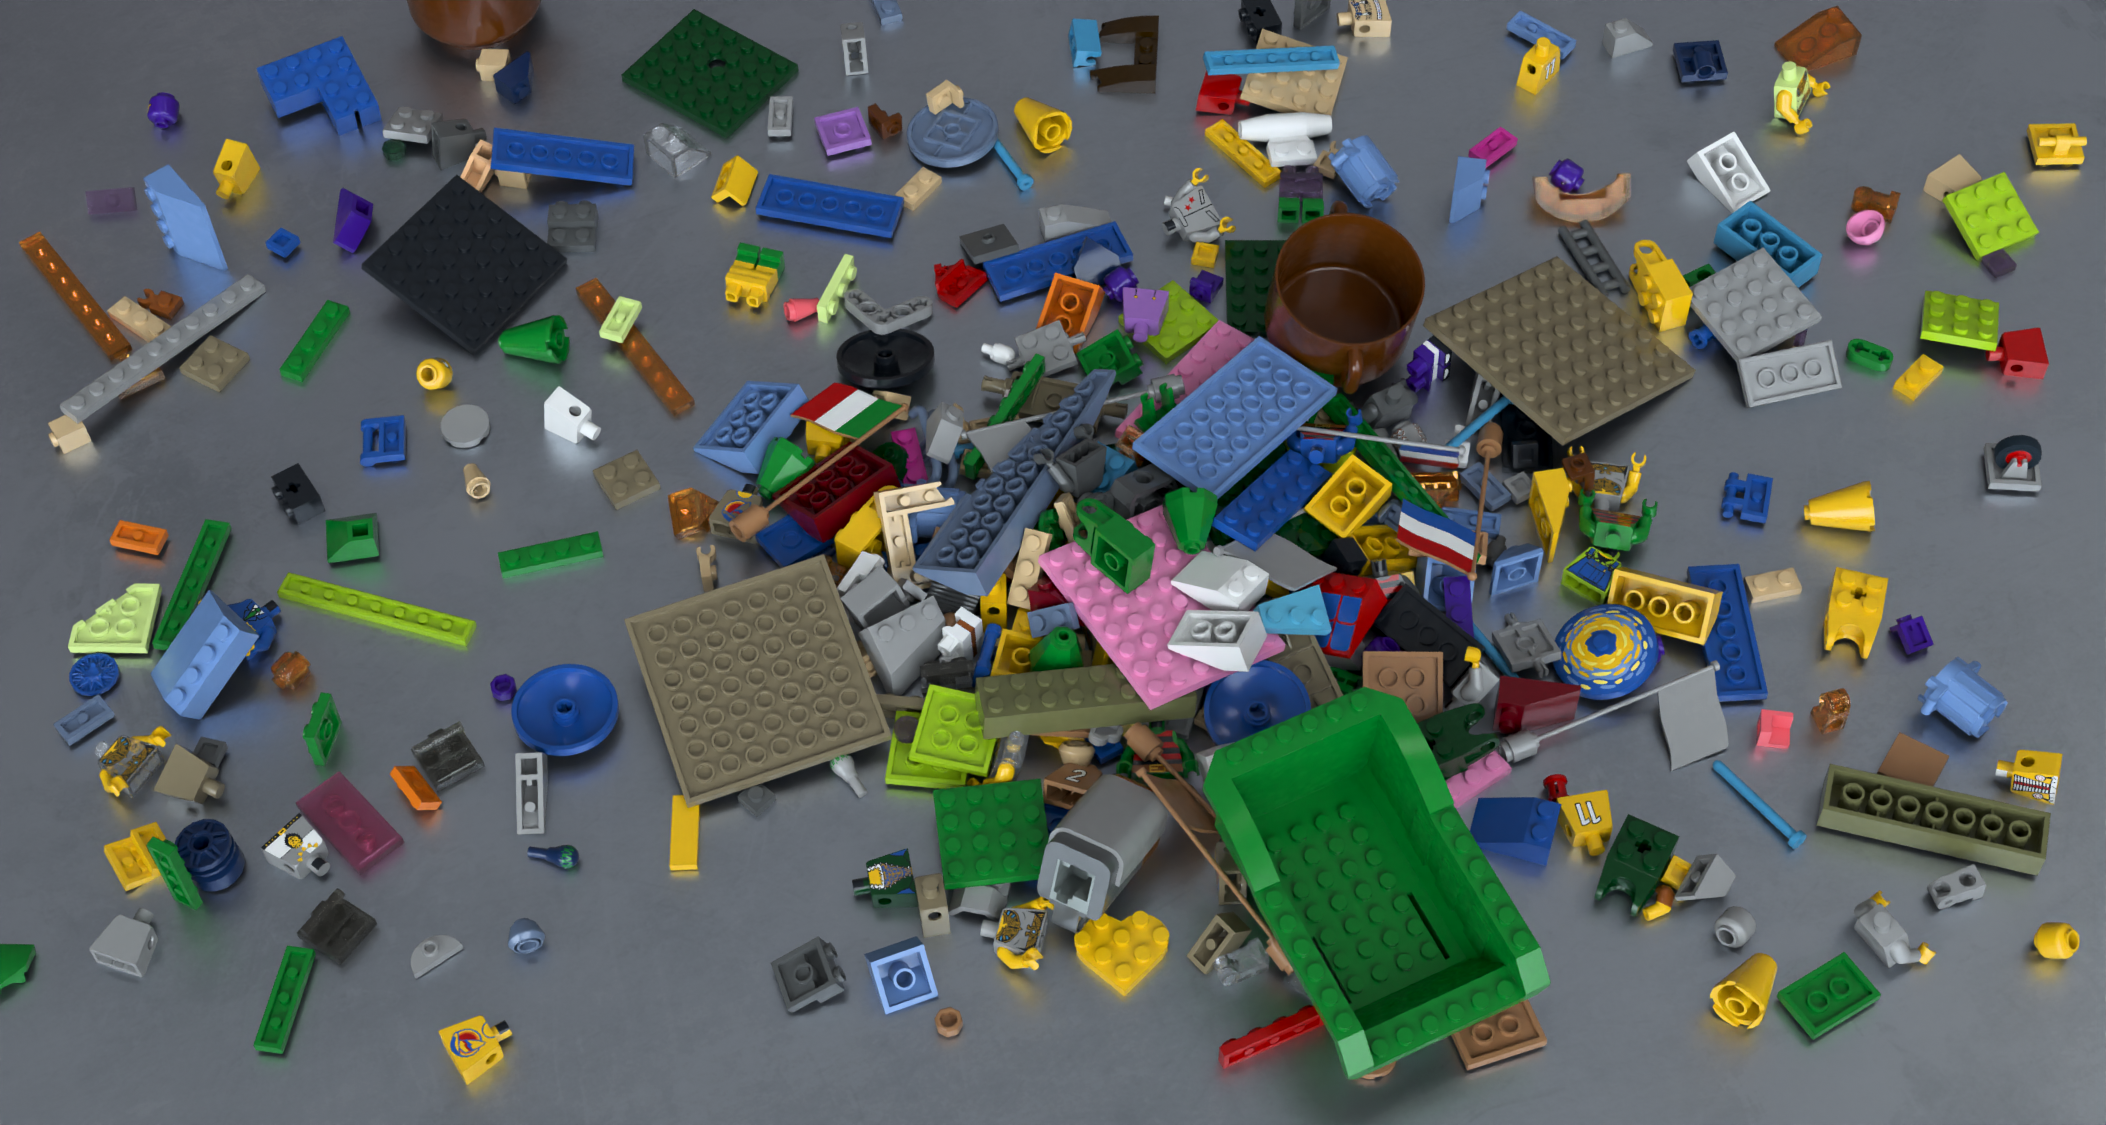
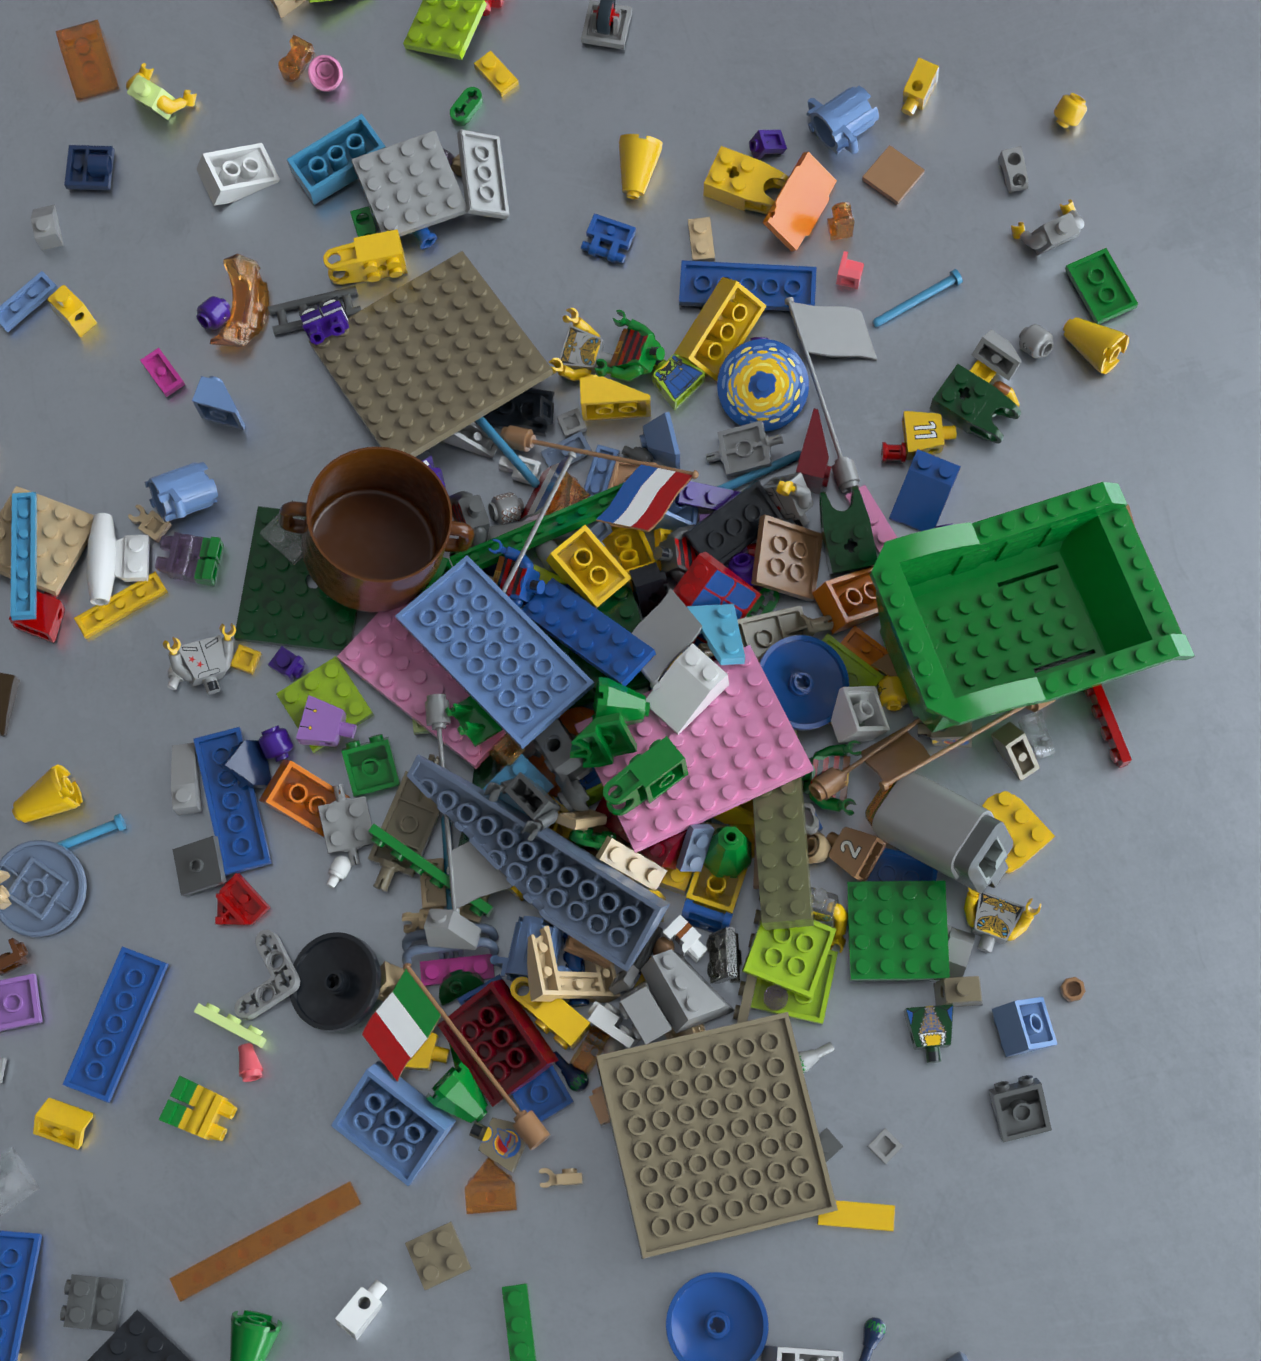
camera: 80 degrees left, 20 degrees up
(620, 319) = (238, 1252): yellowish green plate -> none
(759, 853) = (885, 1146): none -> light grey tile
(919, 188) = (106, 931): tan plate -> none
(1148, 506) = (602, 741): none -> green plate
(1220, 638) = (752, 699): white slope -> none
(1579, 259) = (332, 322): none -> dark purple hips
(1580, 470) = (581, 364): reddish brown bracket -> none
(1838, 661) = (800, 202): none -> piece
(1934, 819) = (953, 171): olive brick -> none

